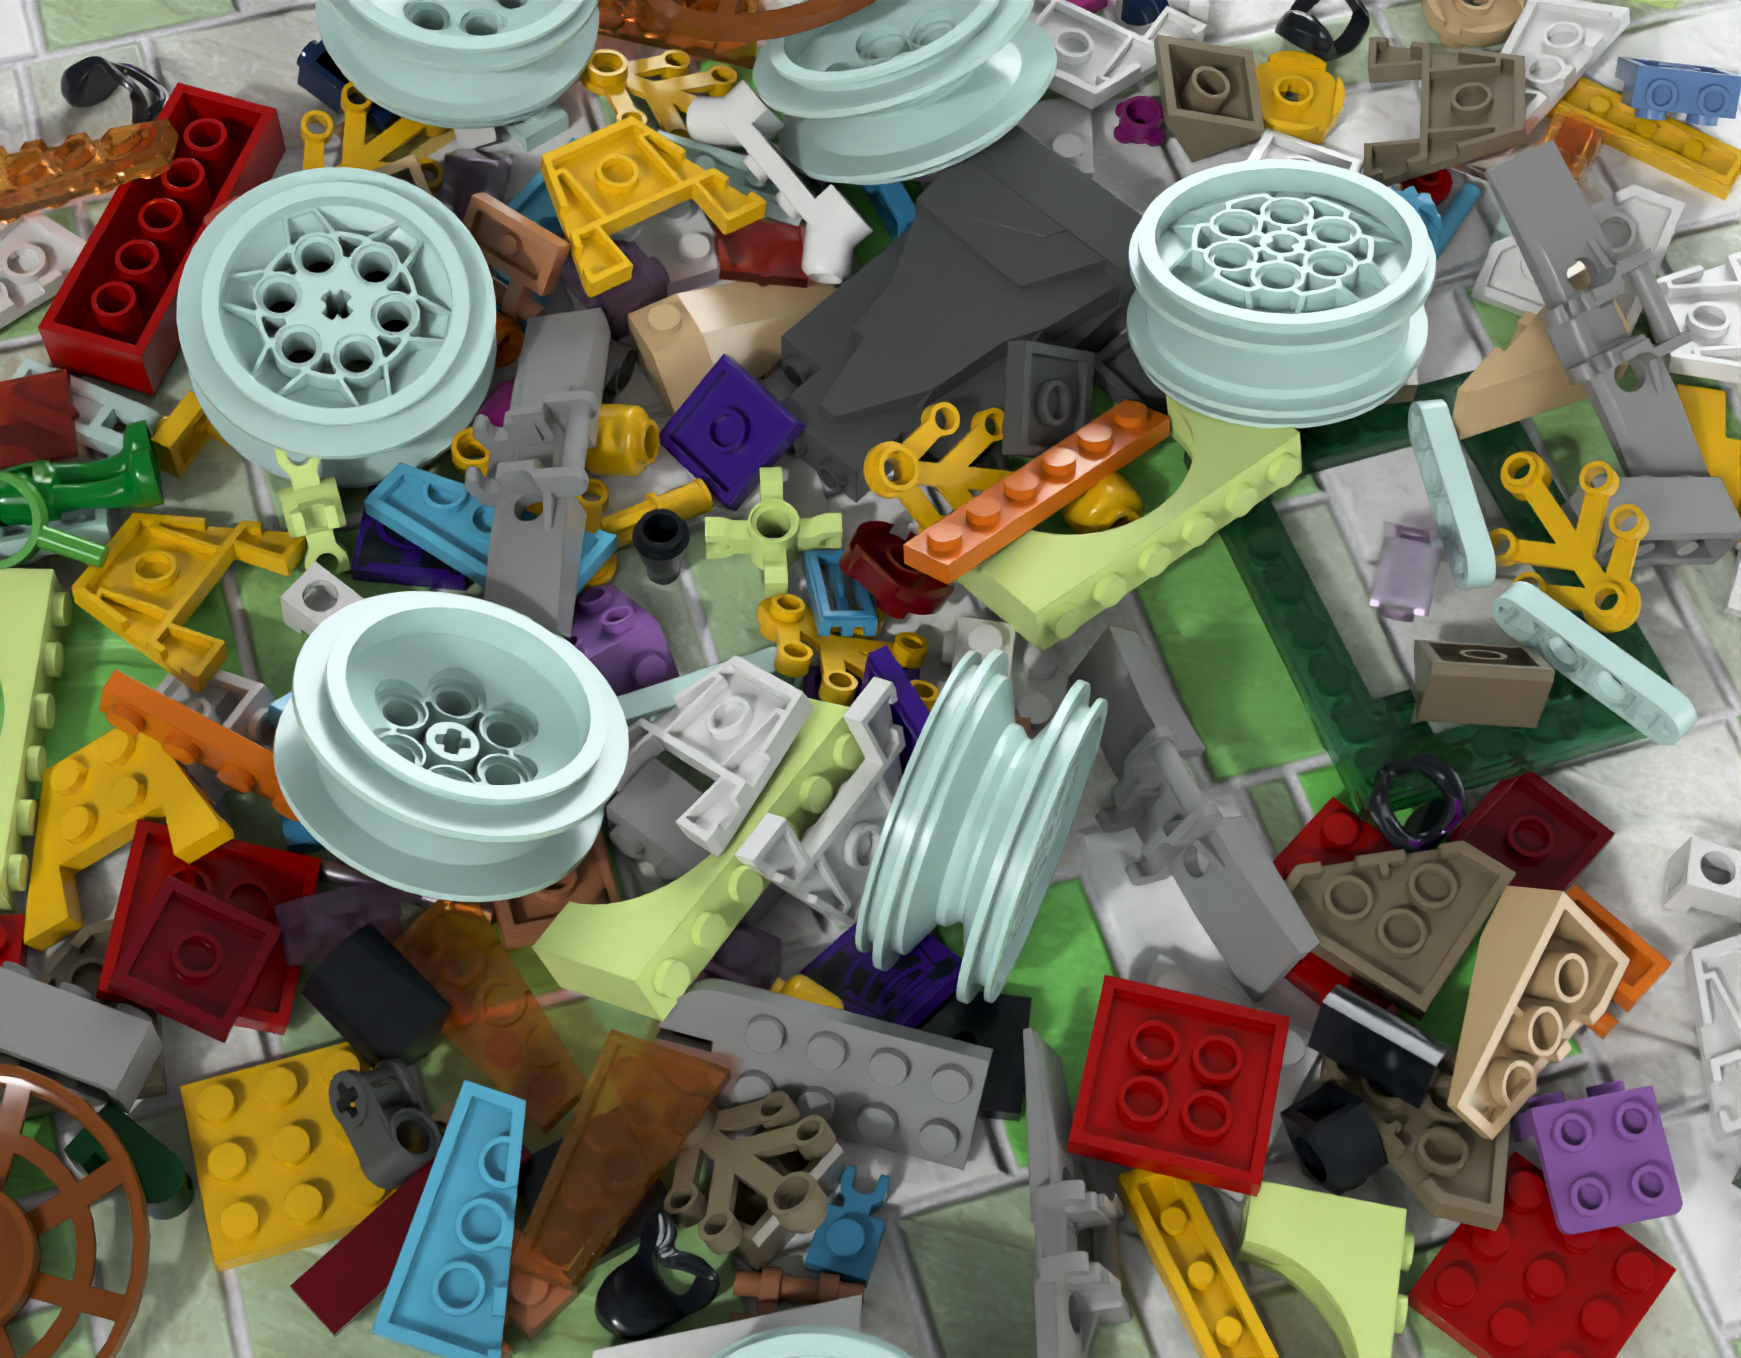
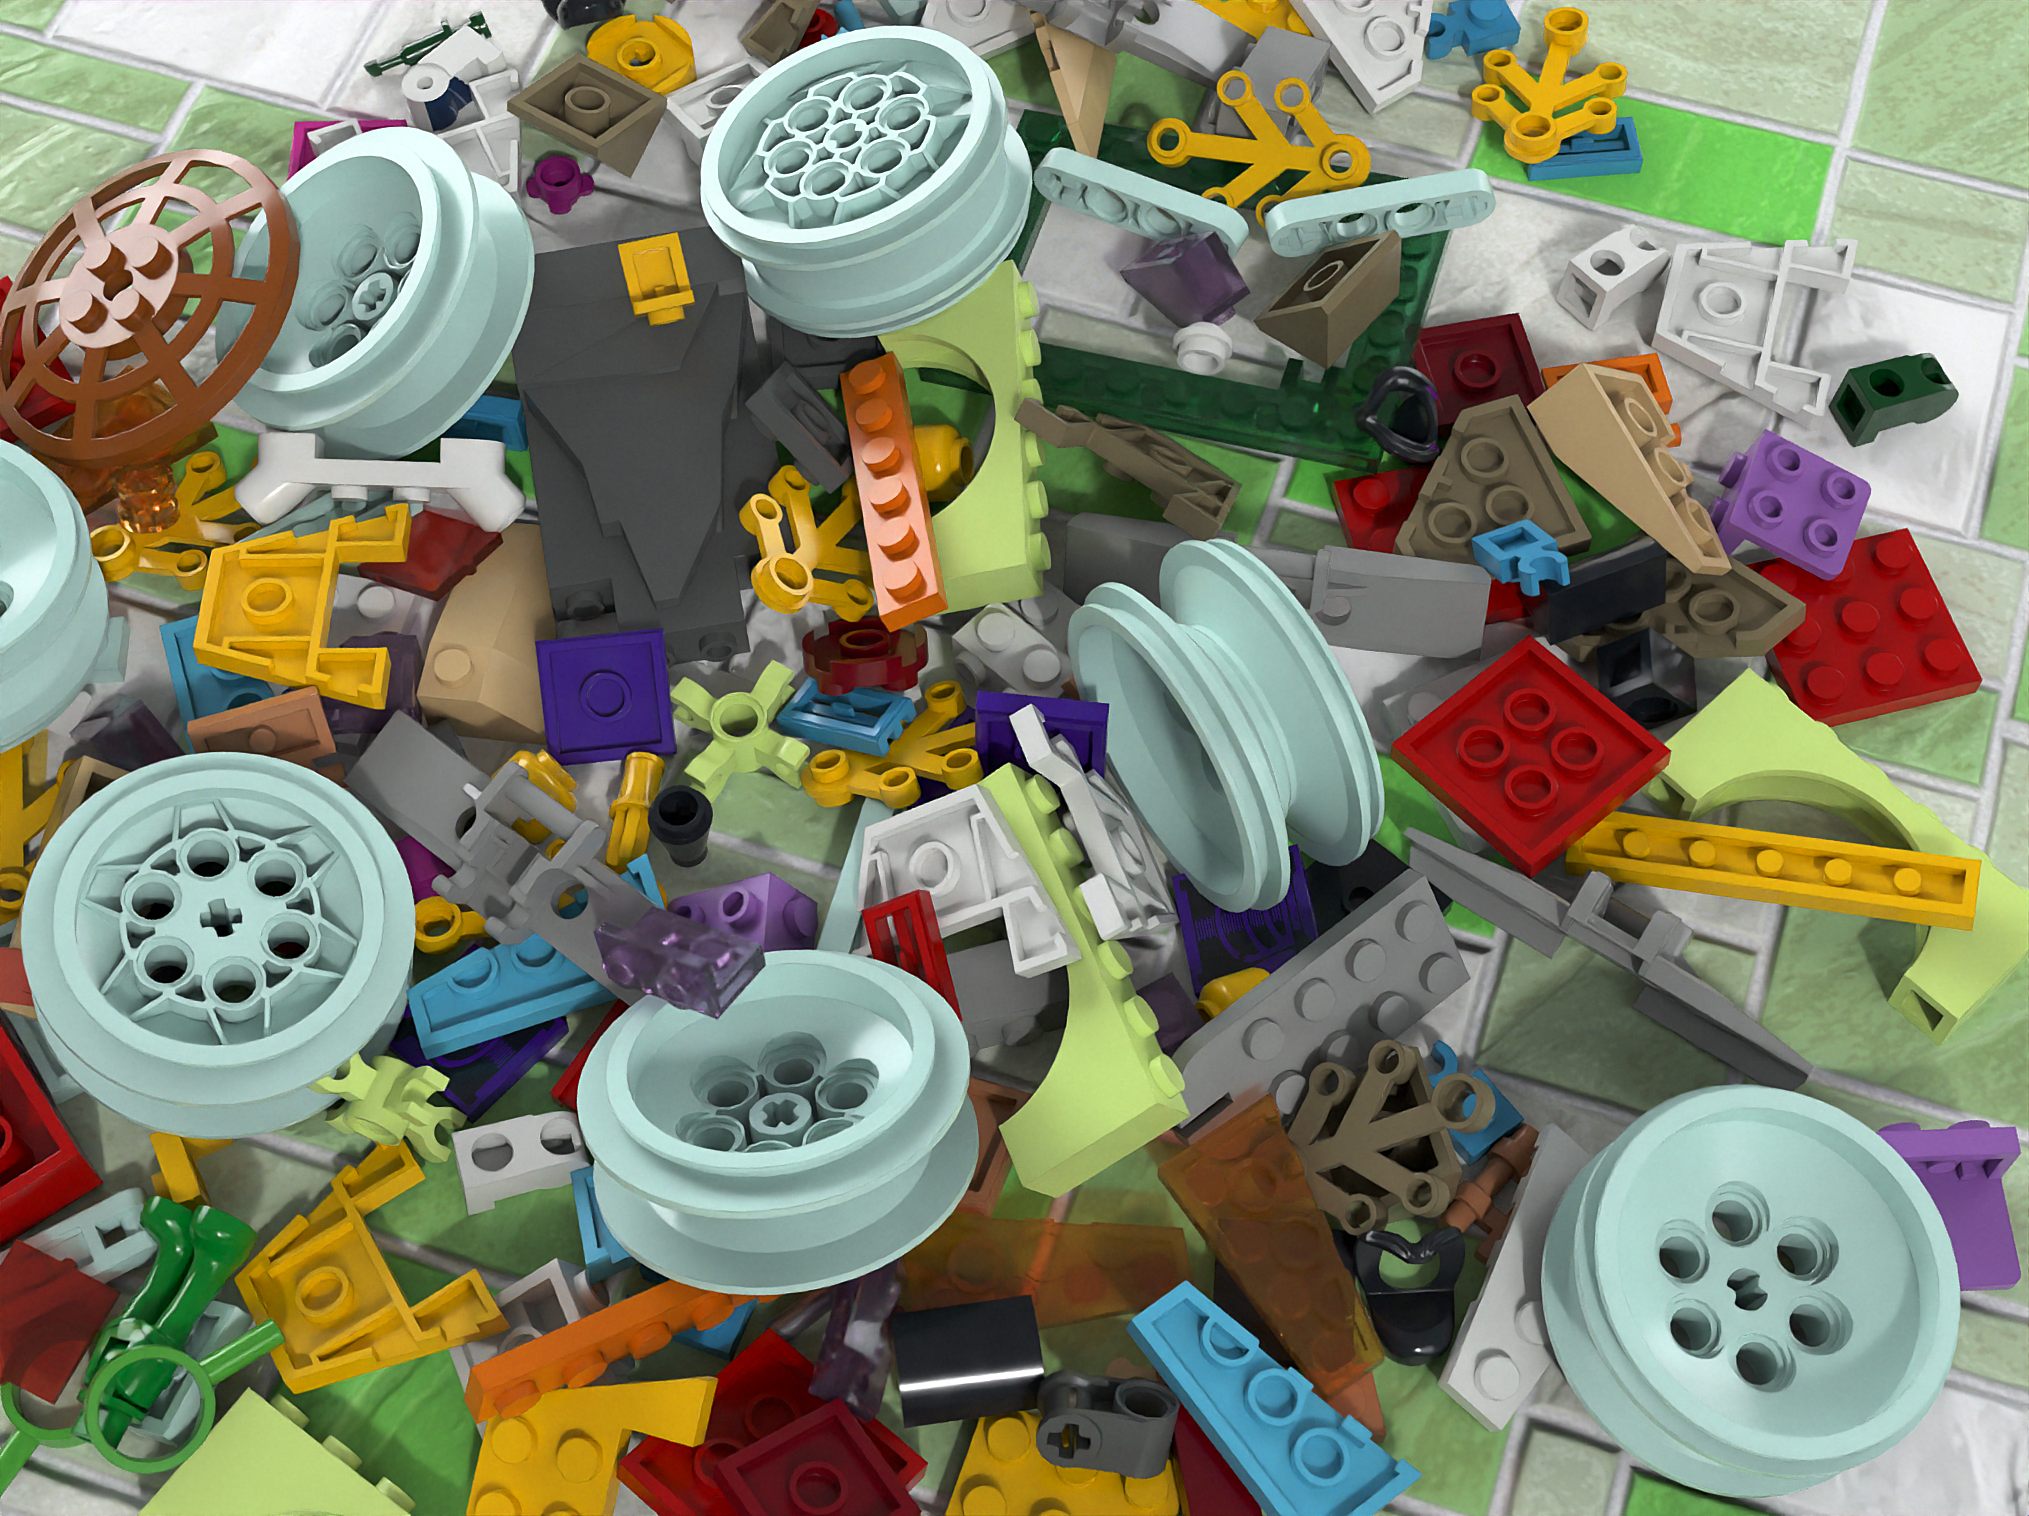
camera: 50 degrees left, 0 degrees up
(513, 597) = (680, 961): none -> clear purple bracket
(653, 751) = (918, 938): none -> red tile
(656, 57) = (145, 496): none -> clear orange wheel
(1063, 216) = (657, 278): none -> yellow bracket
(1229, 652) = (1182, 483): none -> dark tan wing
(1345, 960) = (1521, 555): none -> dark azure plate
(1351, 618) = (1202, 348): none -> white plate

